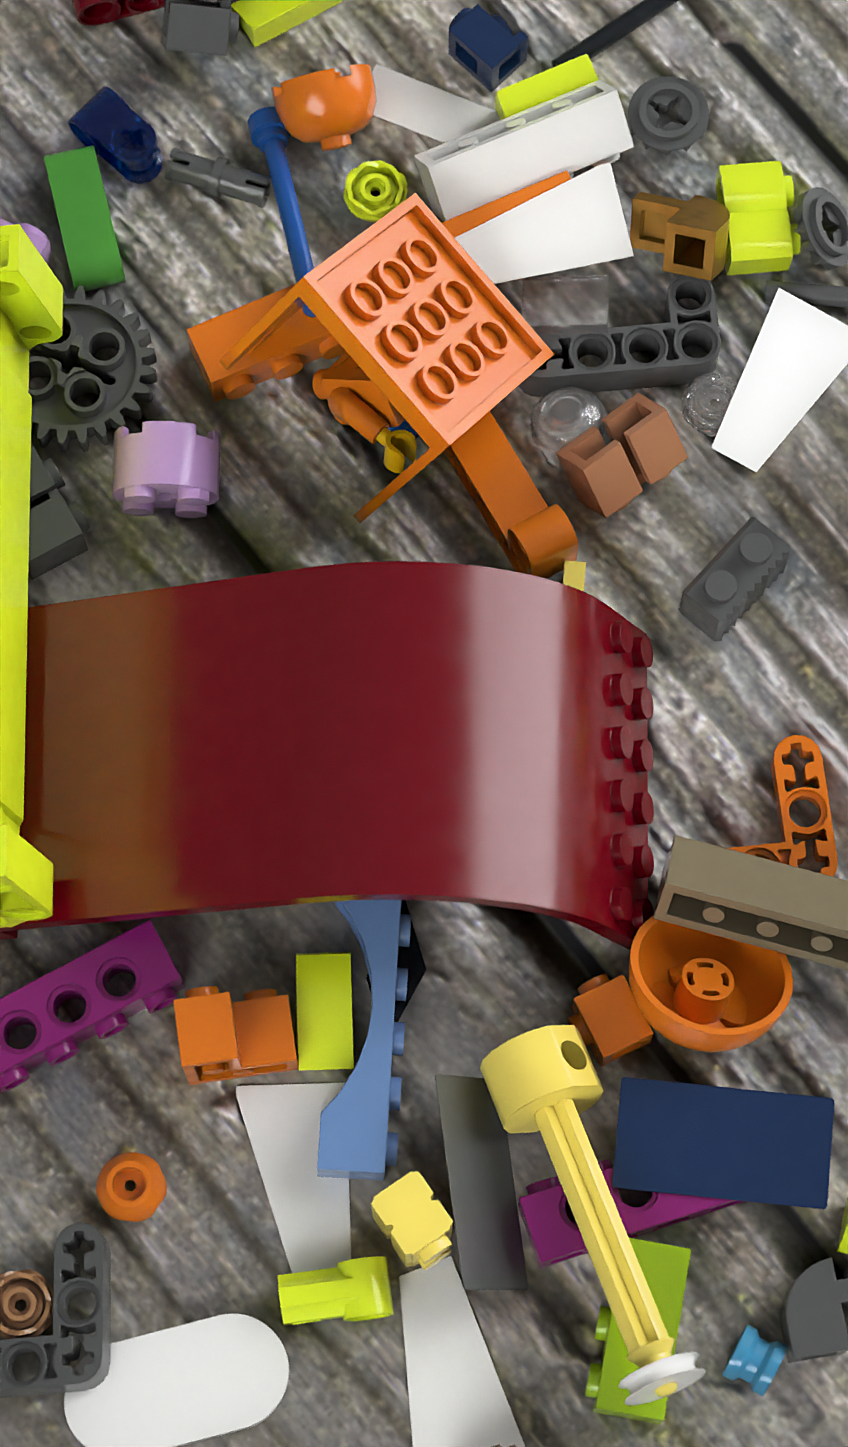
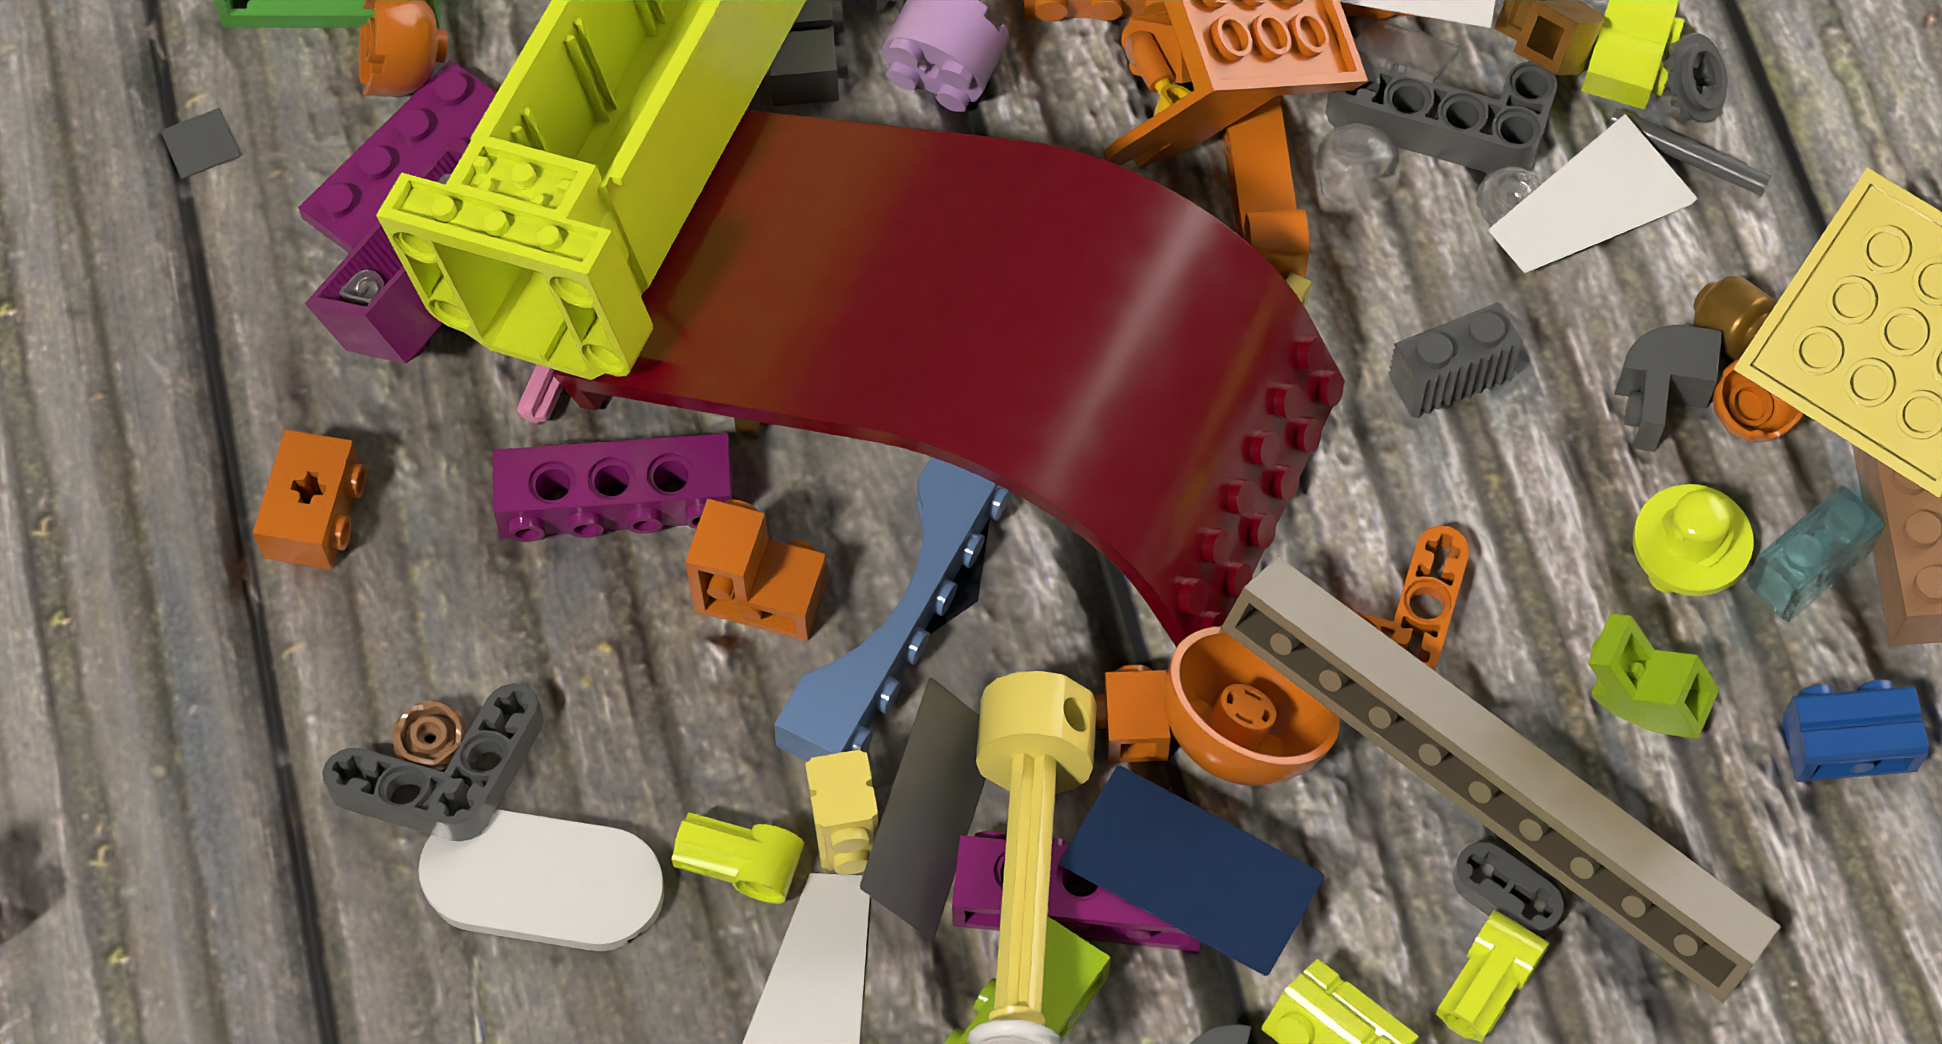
camera: 25 degrees right, 10 degrees down
(134, 1204) = (596, 693): orange plate -> none
(285, 1139) = (751, 773): white sticker -> none
(324, 1011) = (857, 591): neon yellow slope -> none
(640, 451) = (1412, 203): nougat piece -> none

